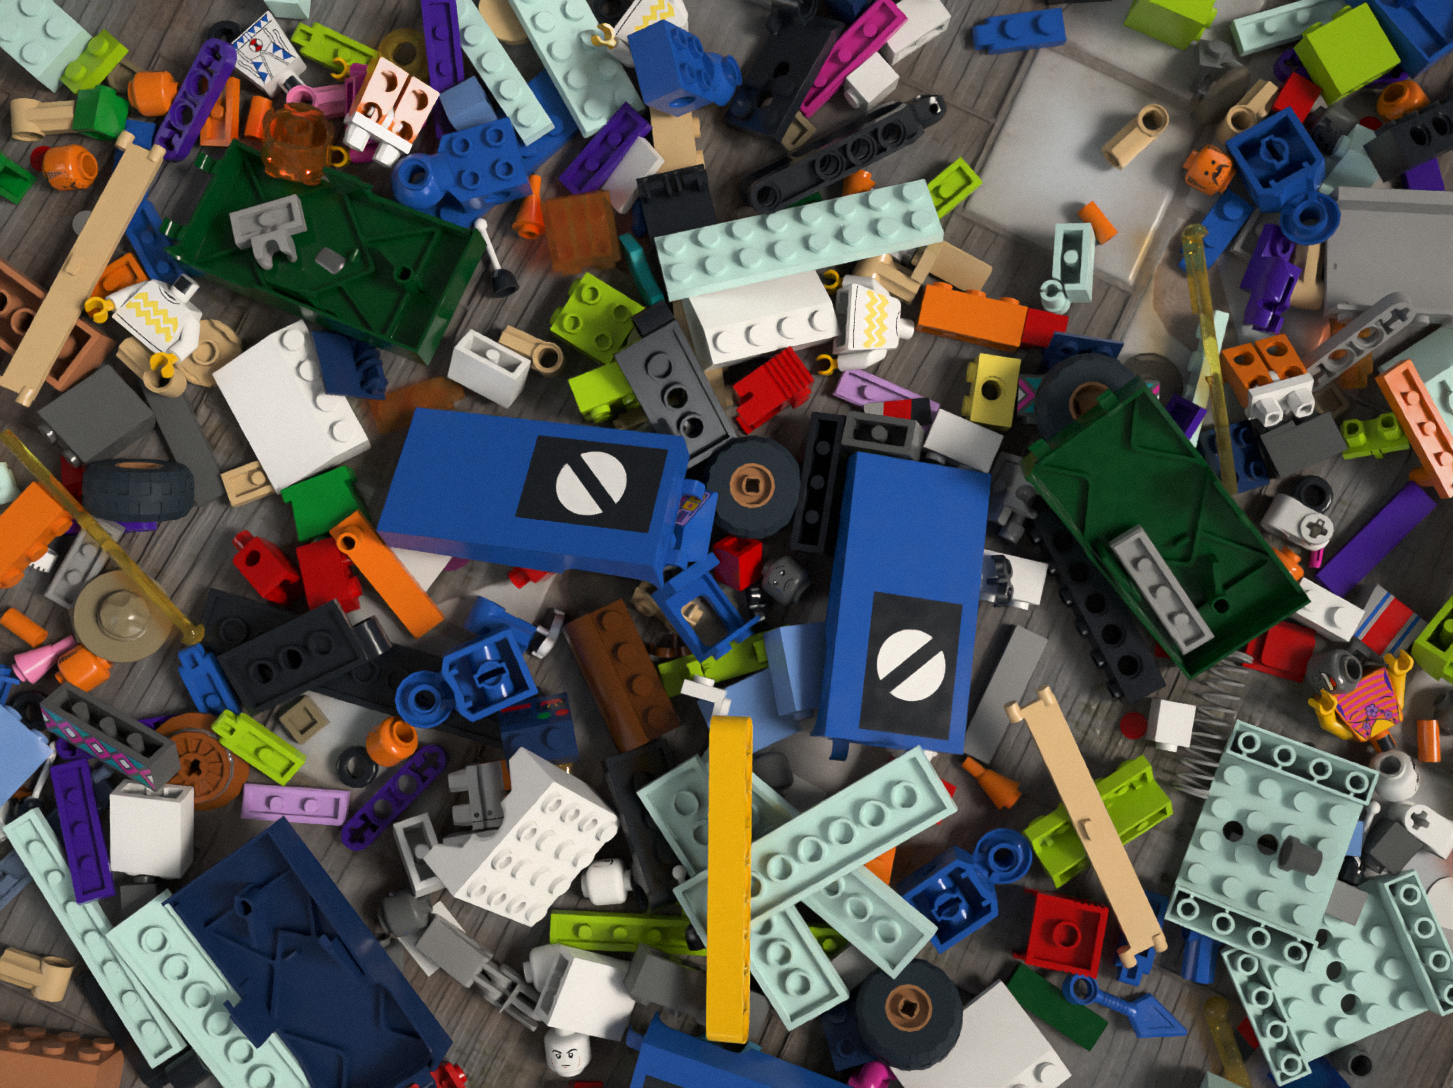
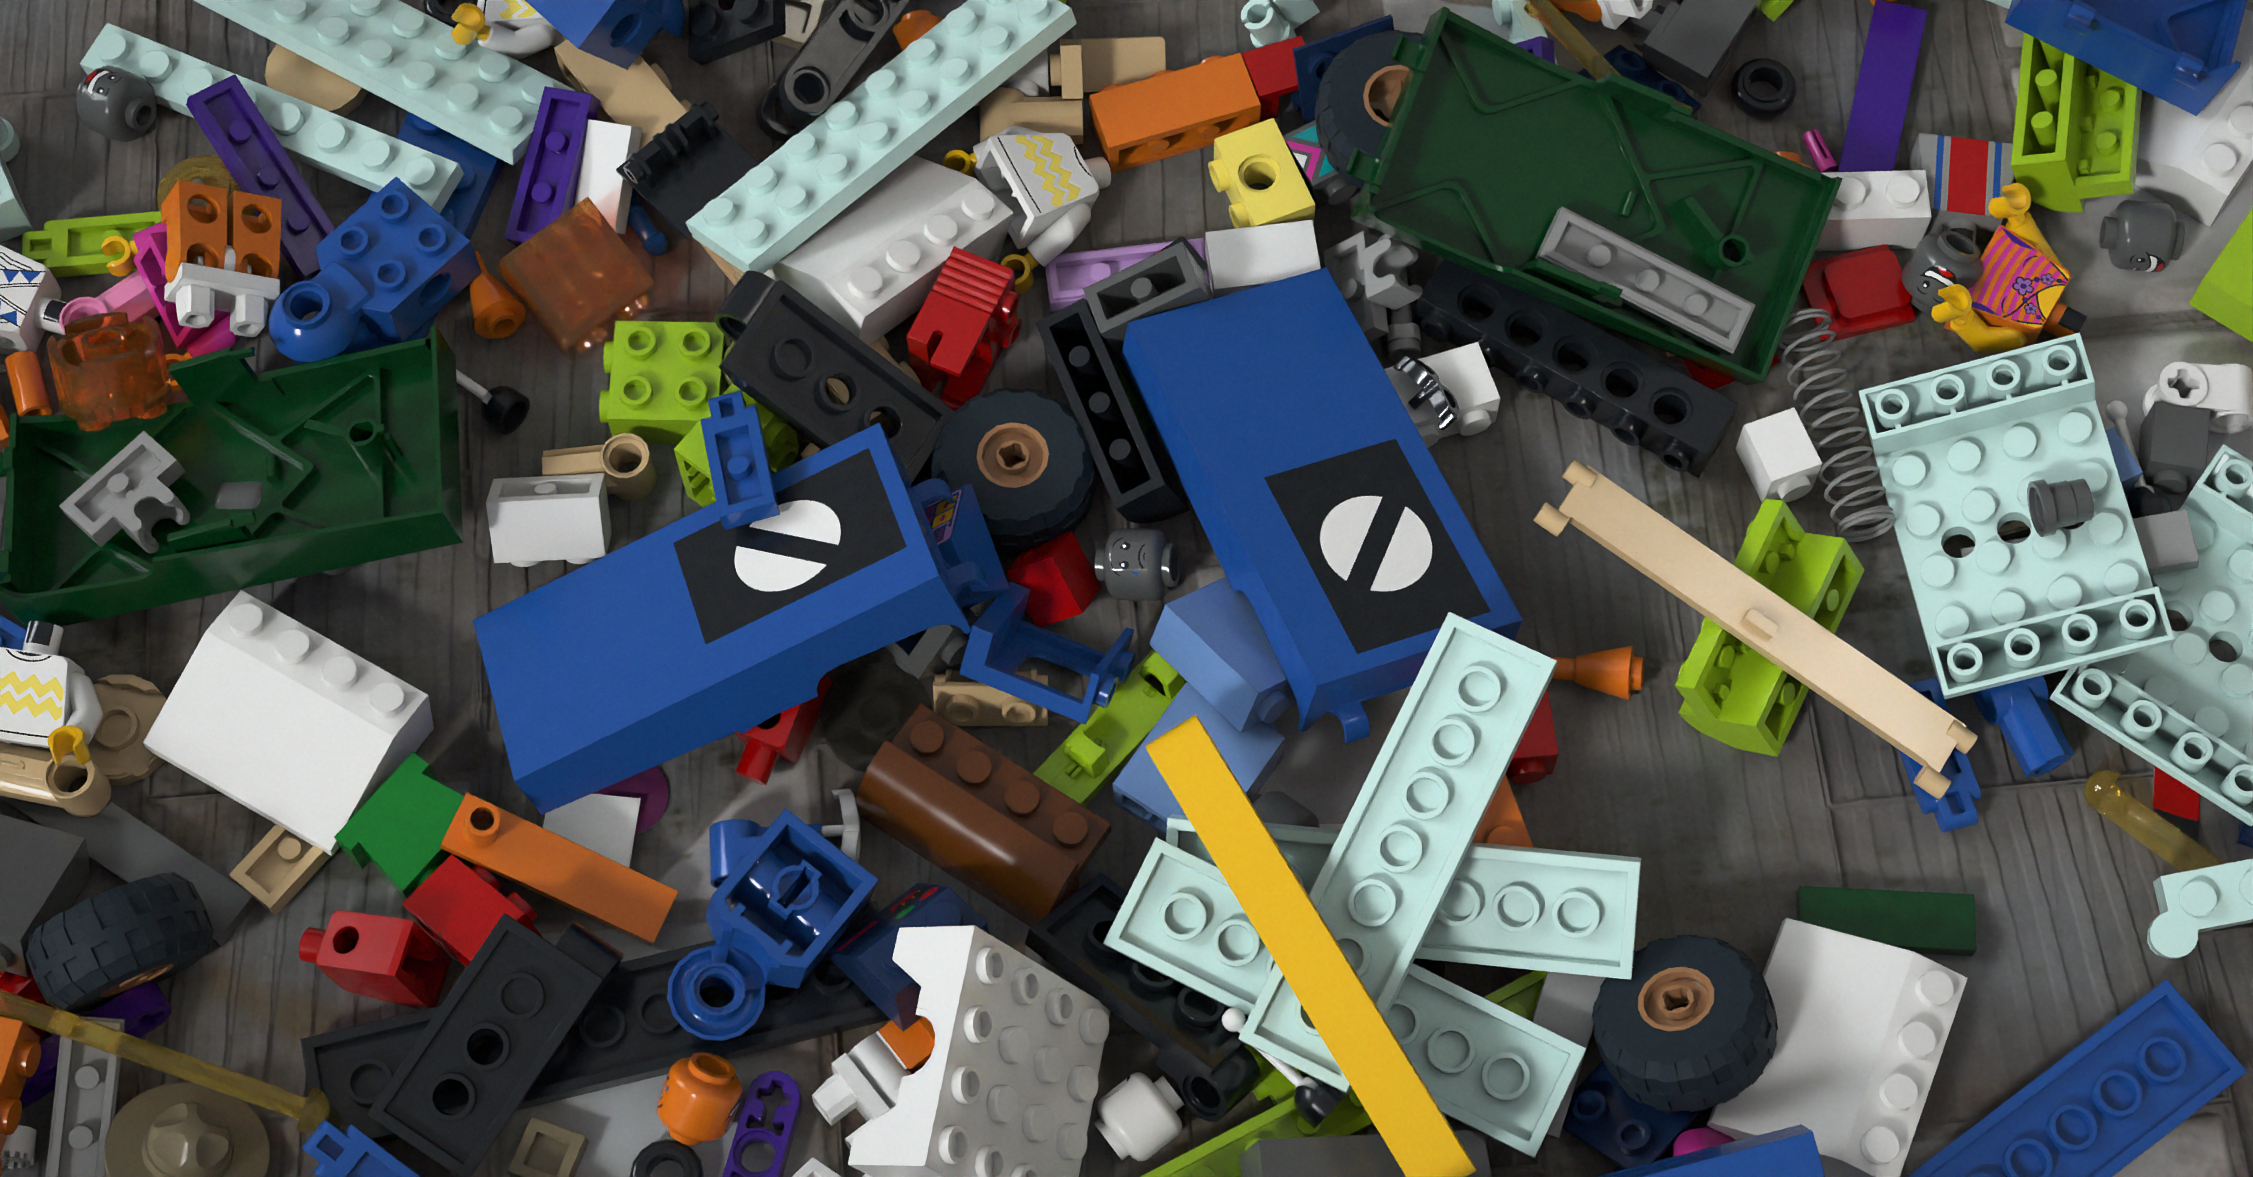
camera: 30 degrees left, 20 degrees down
(349, 366) = (350, 612): dark blue hinge -> none
(400, 406) = (450, 643): clear orange hinge -> none
(467, 105) = (323, 201): medium blue panel -> none
(595, 413) = (738, 461): none -> blue hinge
(640, 270) = (683, 284): teal tile -> none
(675, 651) = (1039, 751): reddish brown piece -> none
(703, 688) = (1116, 752): white bracket -> none
(755, 606) = (1106, 620): black piece -> none
(959, 885) = (1654, 807): blue brick -> none
(1004, 685) = (1529, 551): light grey tile -> none
(1065, 933) = (1827, 801): red piece -> none
(1133, 725) = (1735, 496): red sticker -> none
(1145, 1013) = (2012, 855): blue piece -> none
(1294, 521) = (1771, 121): white piece -> none
(1397, 776) = (2116, 352): white head -> none
(1428, 740) = (2127, 293): orange piece -> none

